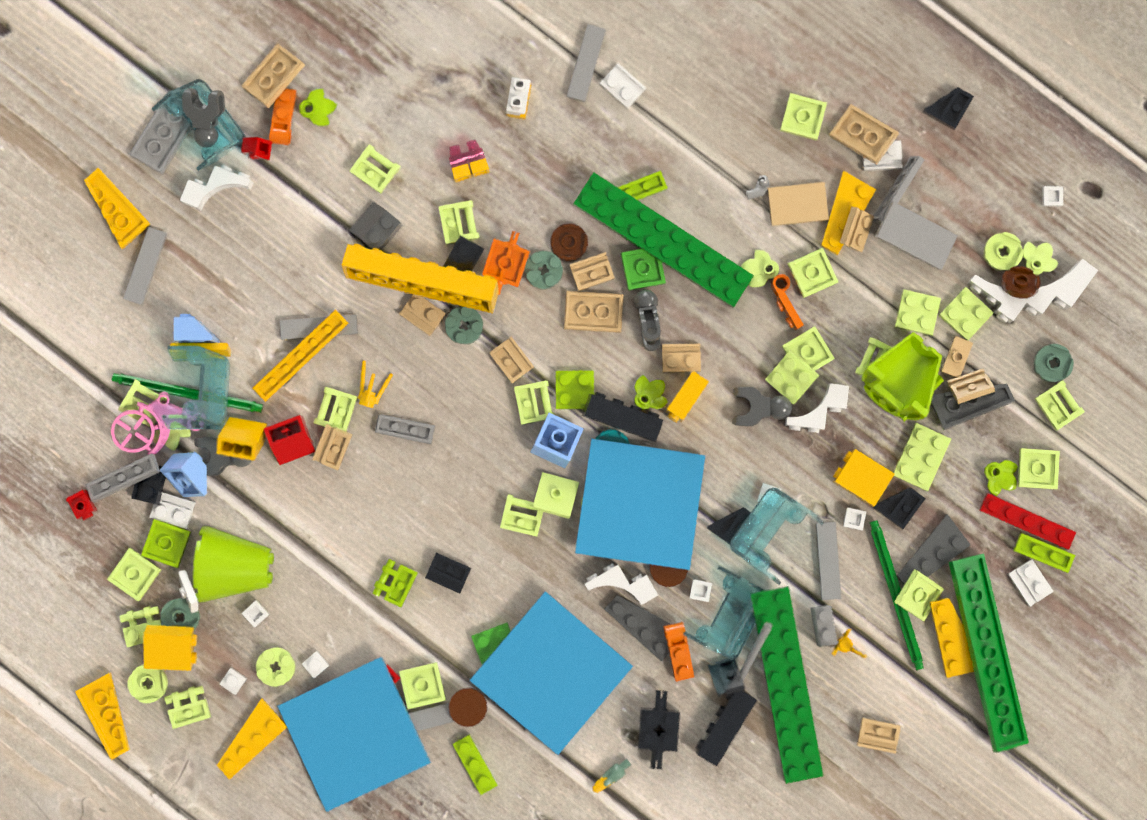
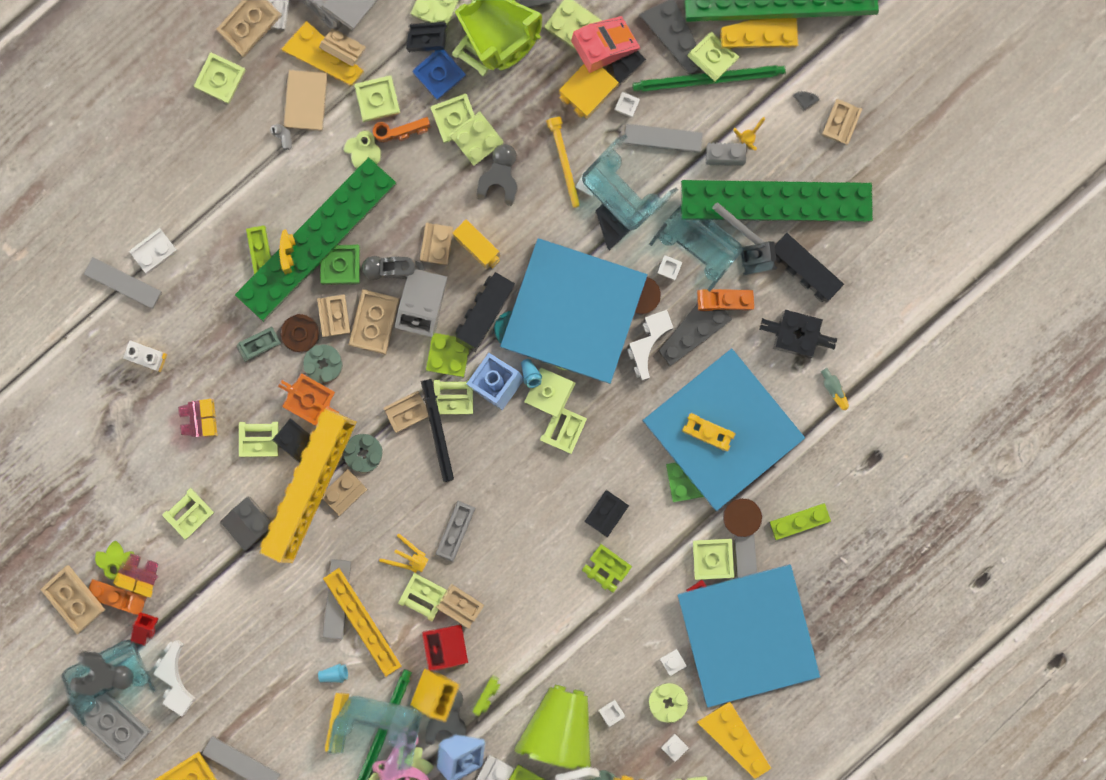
camera: 80 degrees left, 0 degrees up
(191, 330) = (316, 727): light blue slope -> none
(244, 487) = (483, 702): none -> lime plate
(245, 338) = (335, 674): none -> medium azure cone
(303, 132) = (136, 578): none -> clear pink hips
(499, 392) = (437, 430): none -> black axle
(544, 658) = (708, 432): none -> yellow plate
(551, 204) = (258, 344): none -> sand green slope
(569, 474) = (531, 375): none -> medium azure cone
(619, 353) = (421, 303): none -> light grey slope
(649, 212) = (286, 246): none -> yellow slope
(651, 391) = (464, 279): lime plate -> none
(820, 451) = (555, 126): none -> yellow piece
(835, 399) = (505, 101): white arch -> none
(849, 328) = (439, 73): none -> blue plate
(883, 309) = (426, 37): none -> black plate
(894, 695) = (806, 99): none -> dark grey tile
(911, 484) = (604, 42): none -> coral slope

